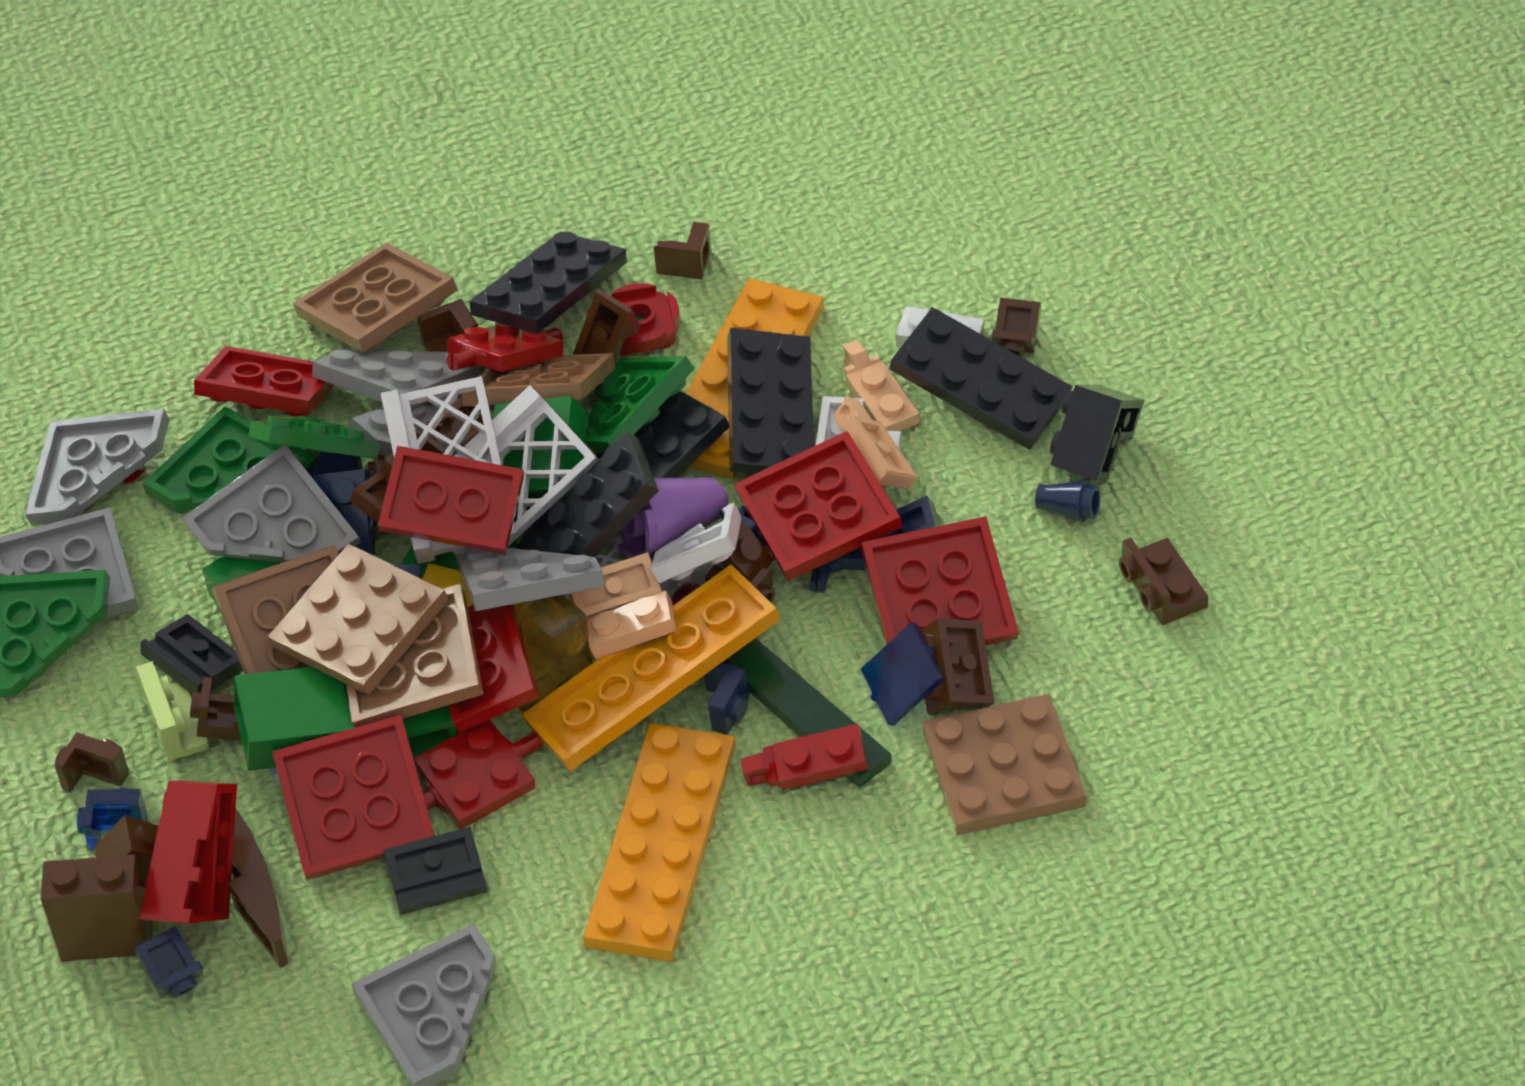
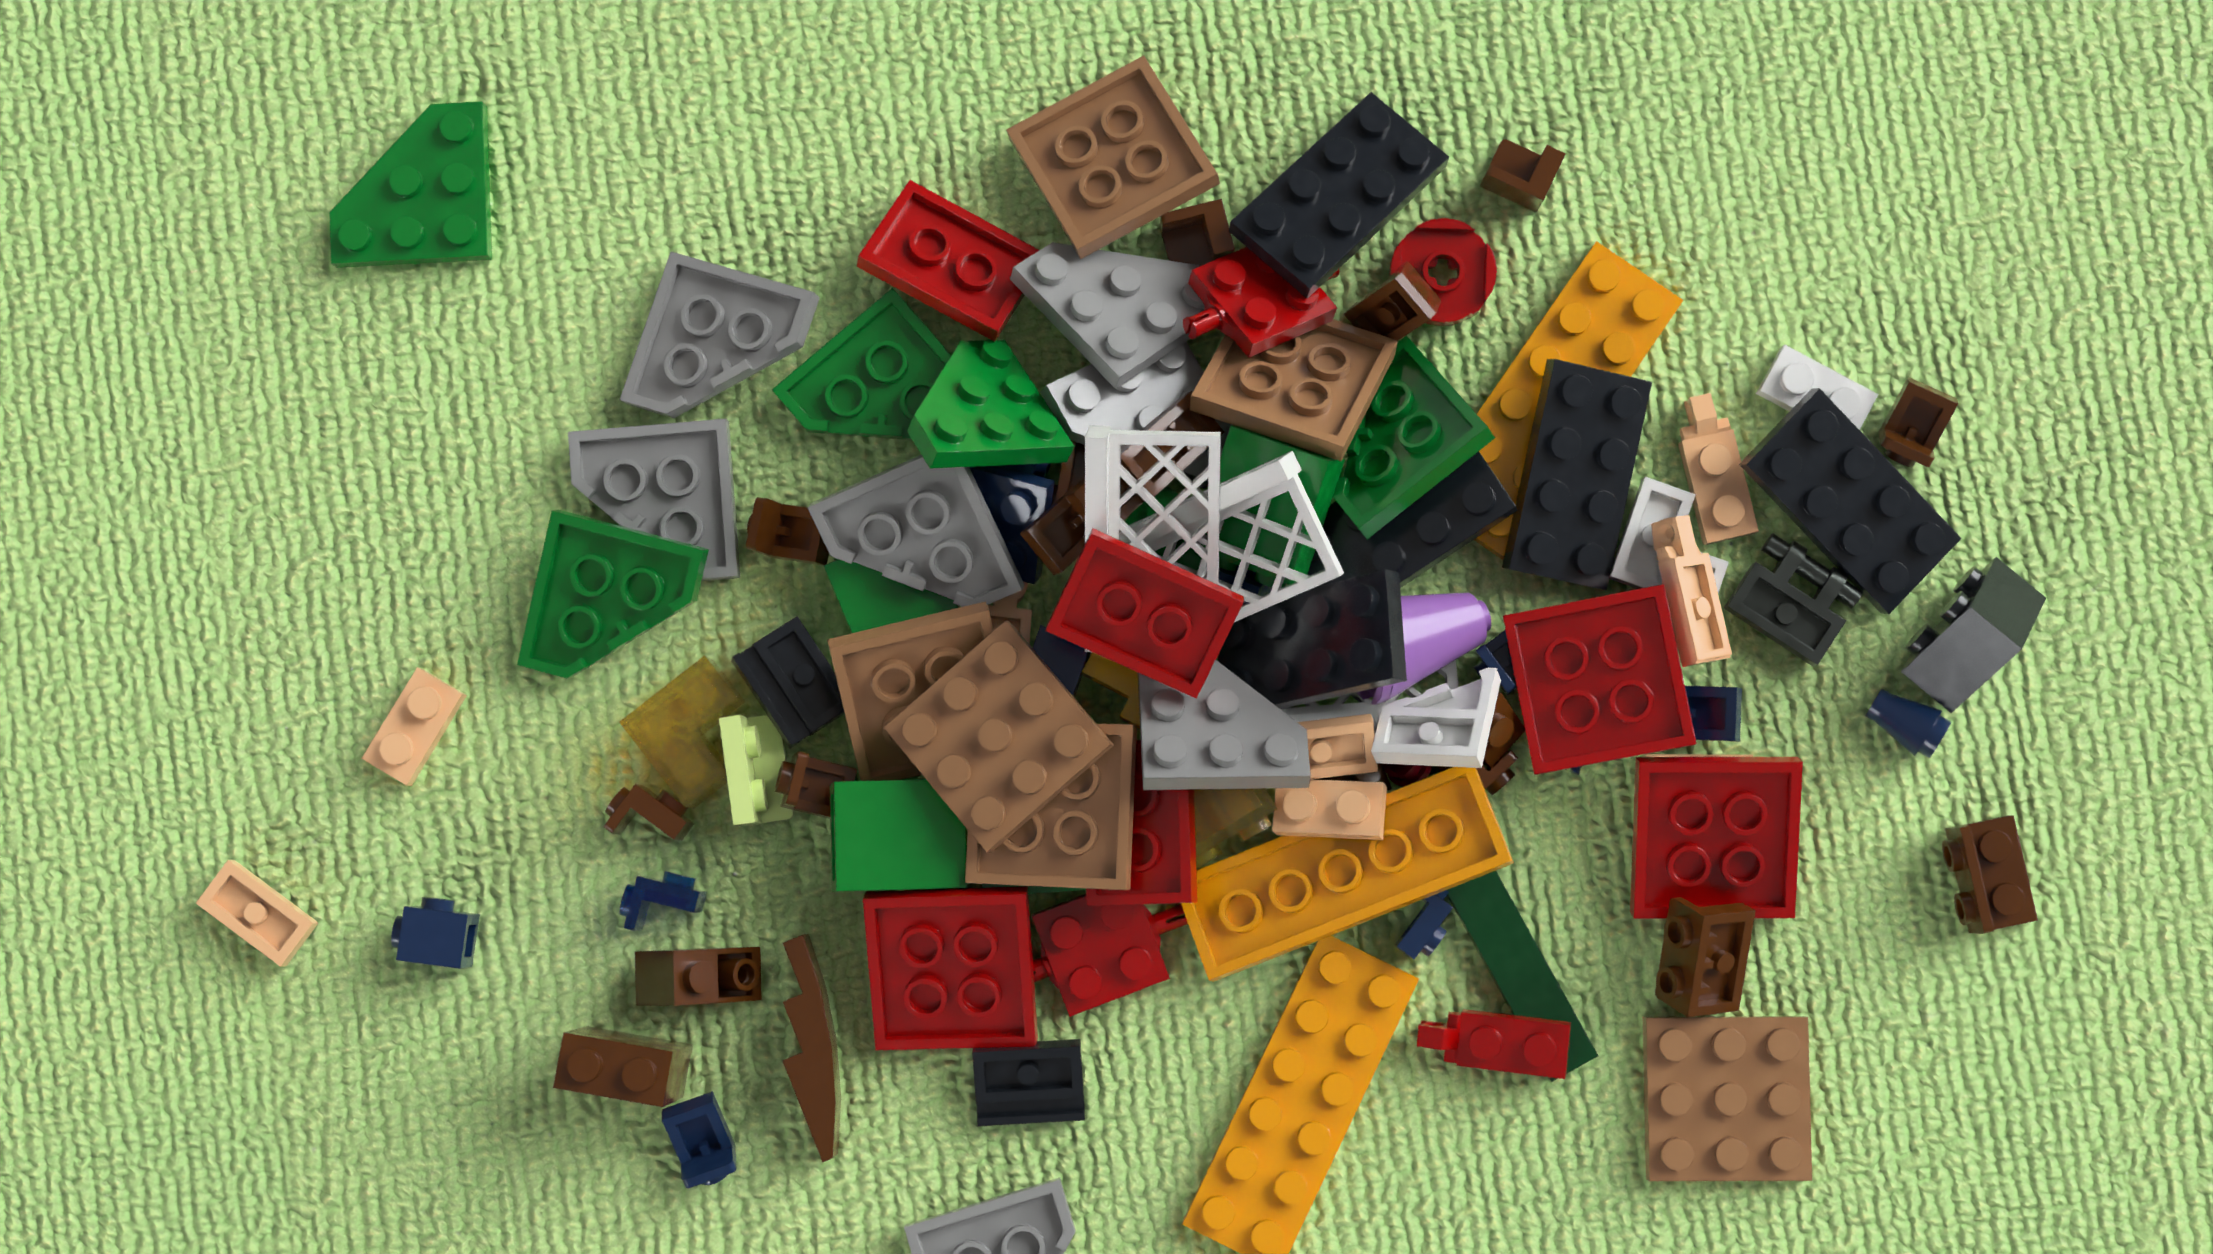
camera: 15 degrees right, 35 degrees up
(109, 700) = (673, 726): none -> clear yellow brick
(172, 568) = (785, 533): none -> reddish brown bracket
(192, 854) = (742, 1035): red wedge -> none
(902, 674) = (1640, 954): clear blue piece -> none
(958, 449) = (1786, 613): none -> pearl dark grey plate

